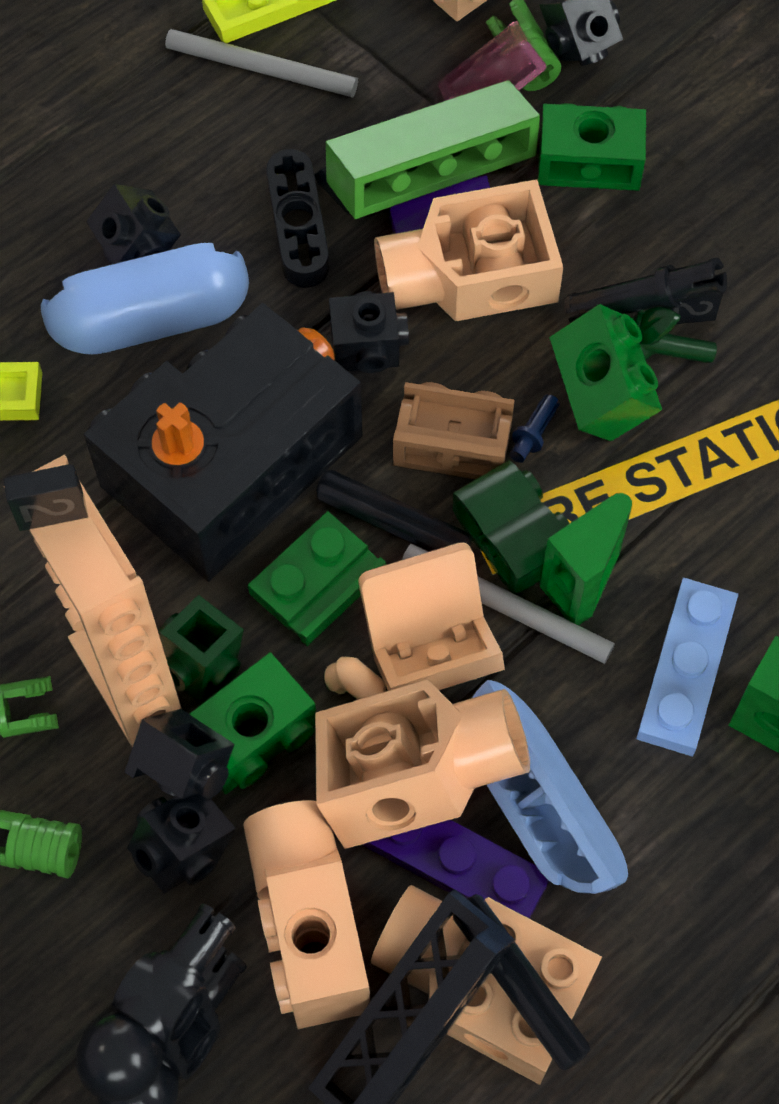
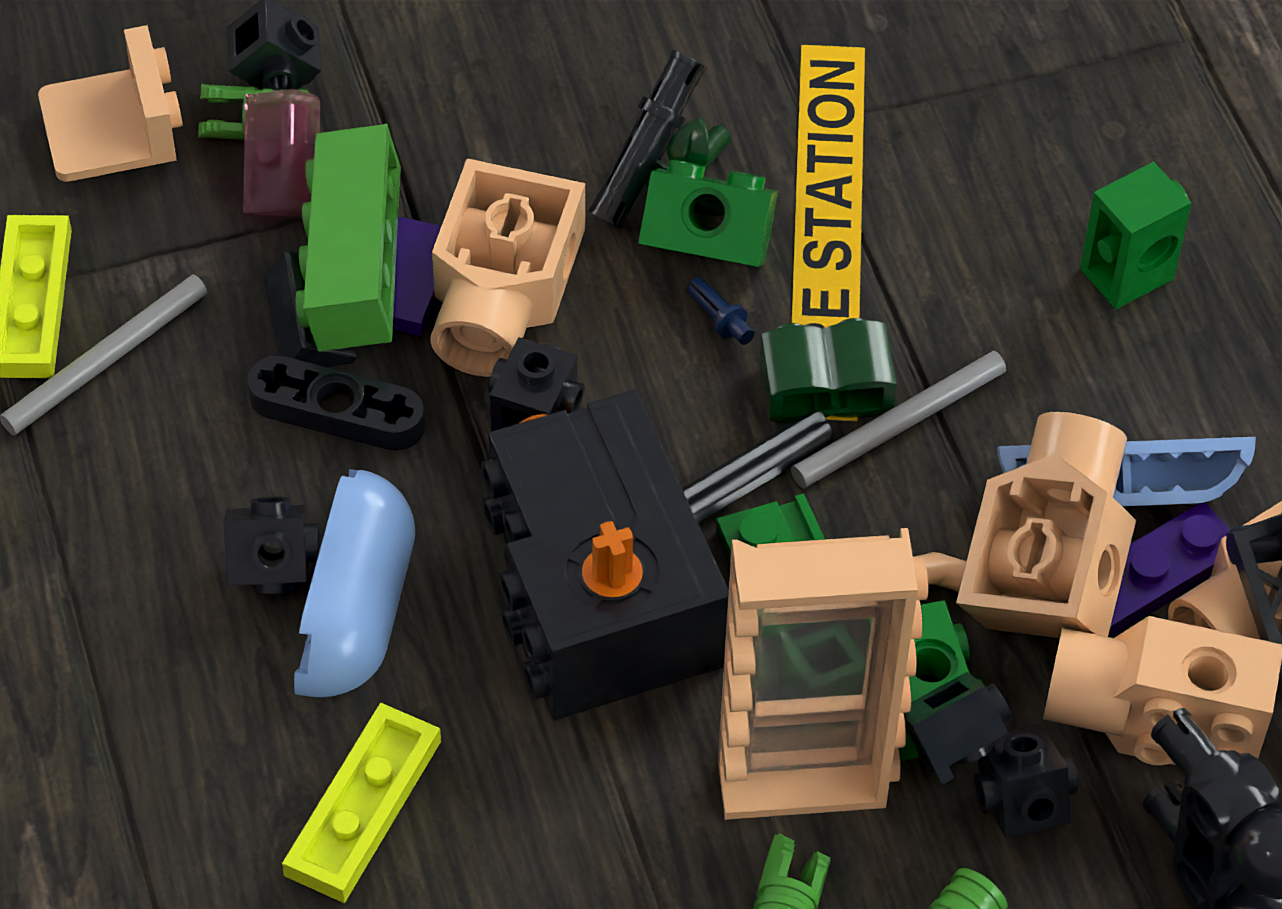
camera: 65 degrees left, 10 degrees down
(45, 497) = (794, 552): black tile -> none
(429, 620) = (908, 480): light nougat bracket -> none
(452, 430) = (693, 372): medium nougat hinge -> none
(583, 558) = (919, 313): green tile -> none
(592, 147) = (431, 110): green brick -> none
(687, 667) = (1044, 308): light blue plate -> none

